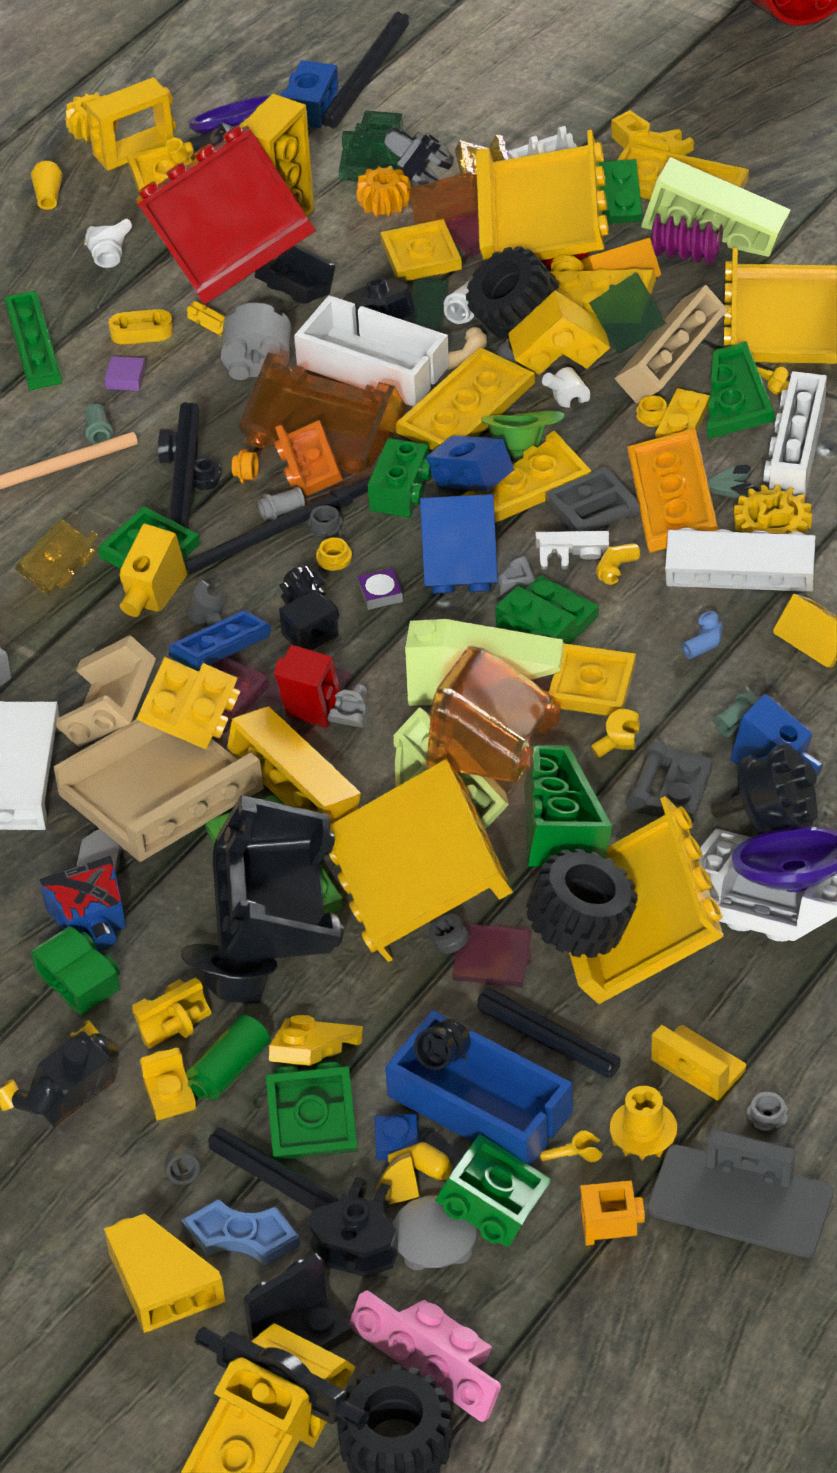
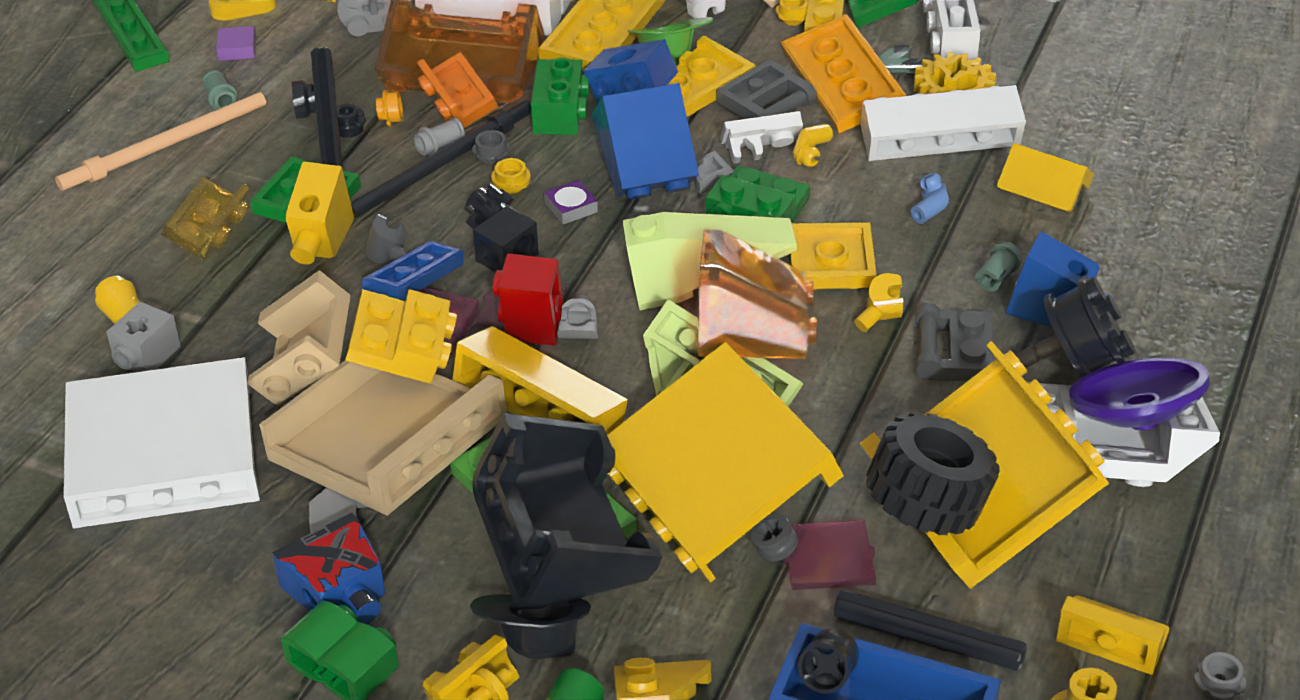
camera: 15 degrees left, 5 degrees down
(561, 808) = (864, 381): green wedge -> none

